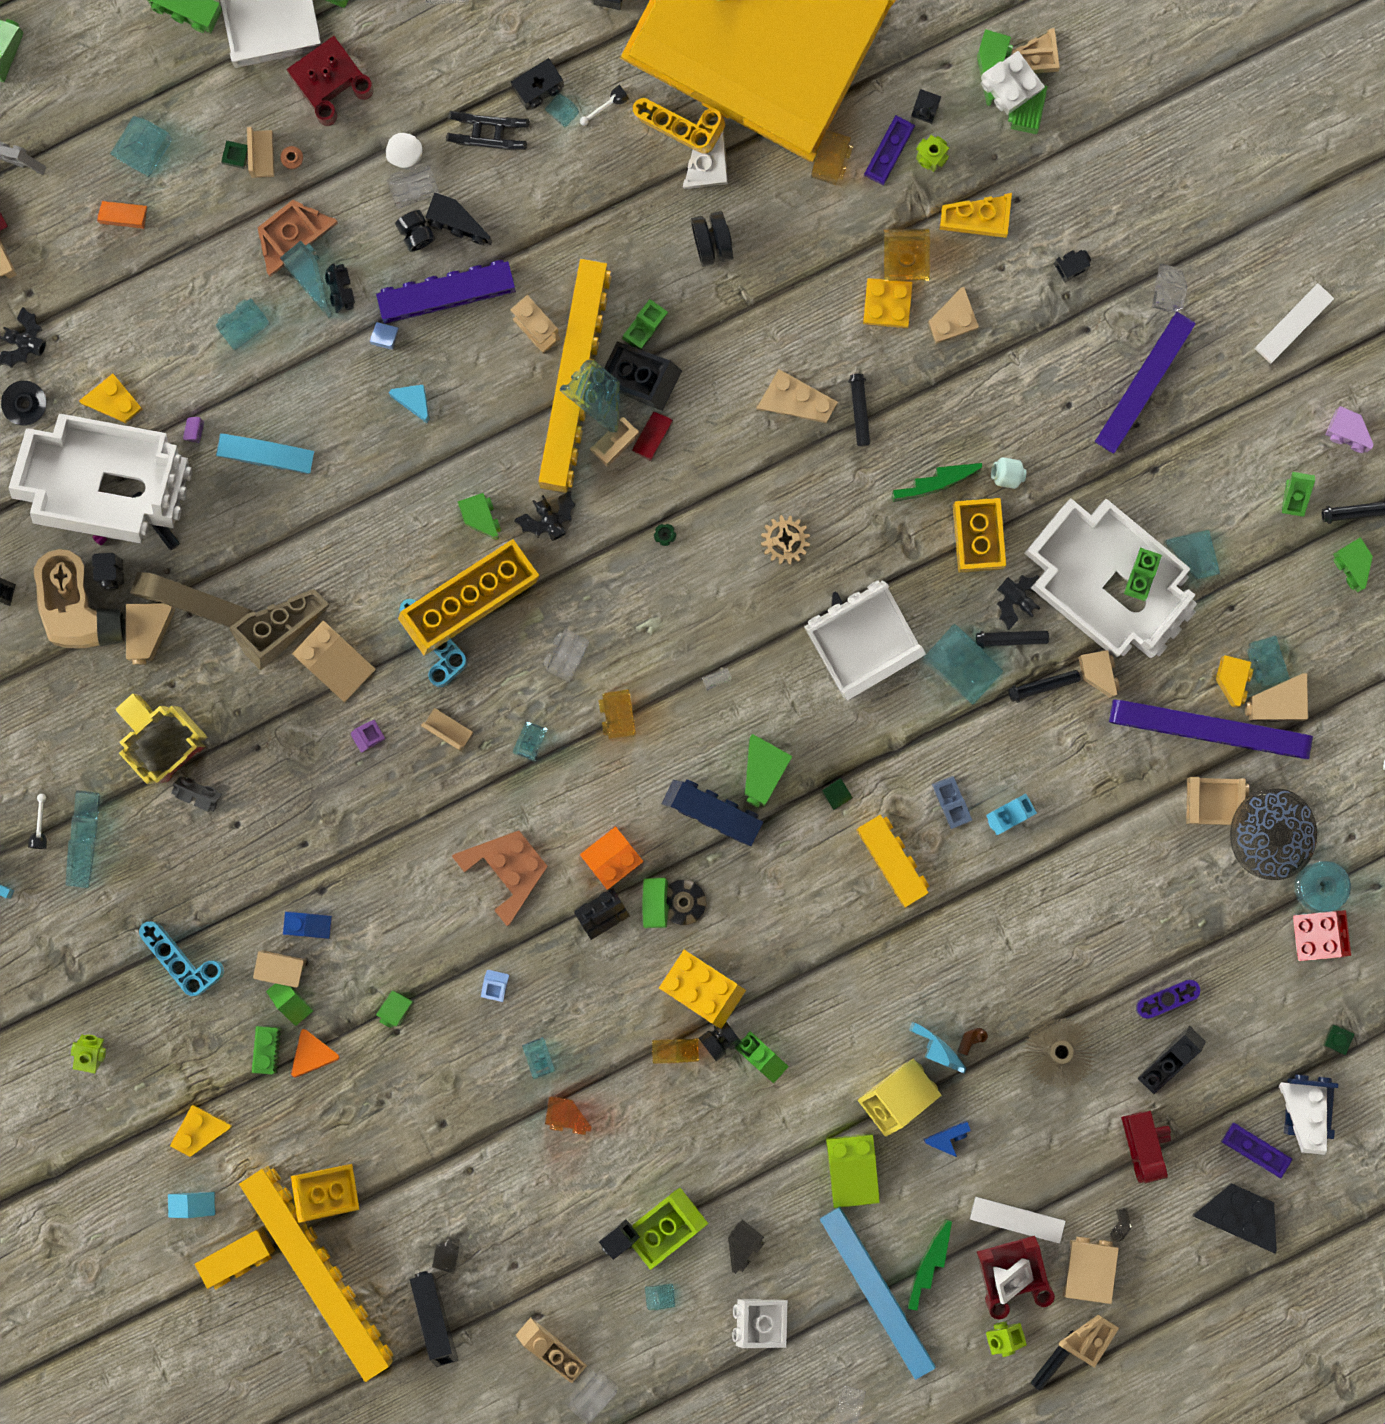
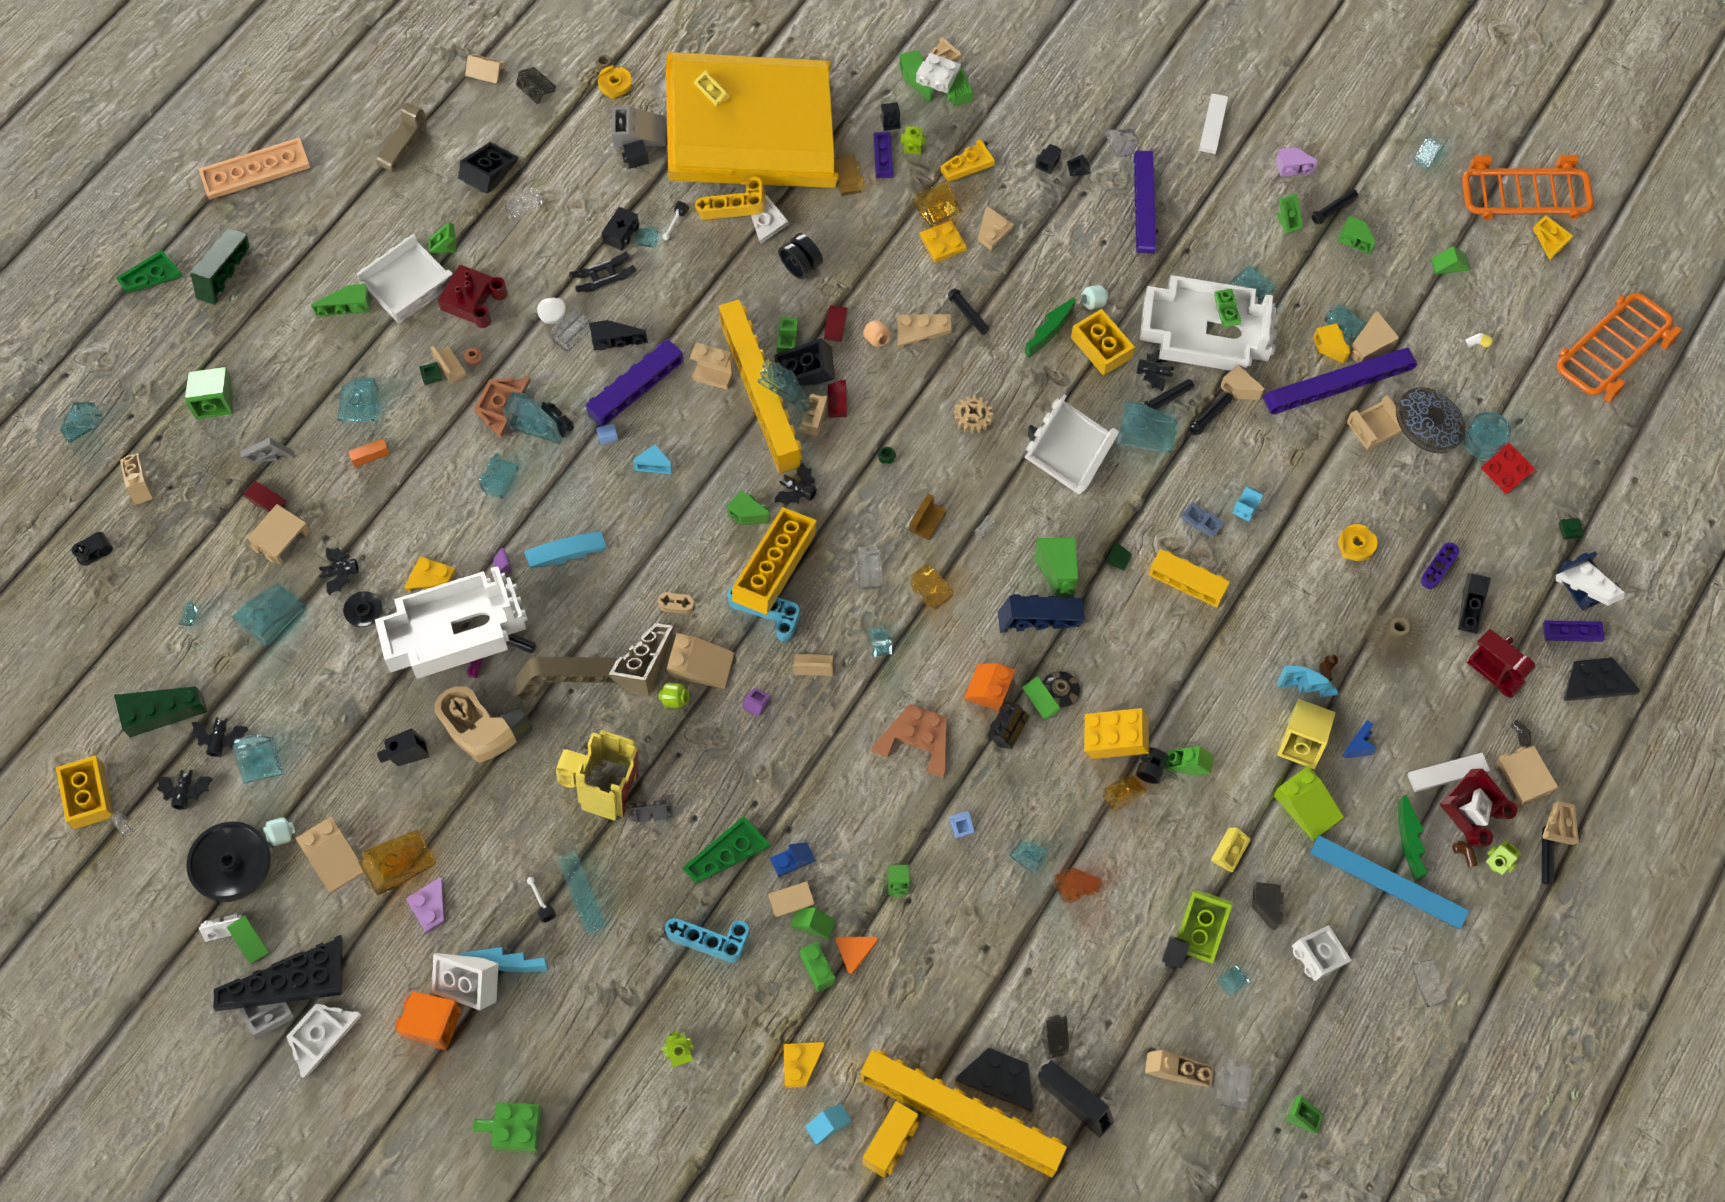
camera: 30 degrees left, 20 degrees down
(108, 570) = (492, 685): black brick -> none
(145, 630) = (544, 714): tan slope -> none
(249, 879) = (729, 849): none -> green wing
(286, 684) = (674, 695): none -> lime head
(325, 1193) = (930, 1045): yellow tile -> none
(343, 583) = (675, 604): none -> tan beam
(377, 1256) = (1000, 1077): none -> black wing
(414, 229) = (589, 355): black wheel -> none
(663, 633) = (927, 518): none -> pearl gold panel
(705, 341) = (835, 323): none -> dark red slope
(741, 381) = (876, 333): none -> light nougat head
(745, 1168) = (1231, 849): none -> light yellow slope
(977, 1310) = (1467, 851): none -> reddish brown arm
(1102, 292) = (1078, 166): none -> black slope
(1111, 924) = (1352, 551): none -> yellow plate

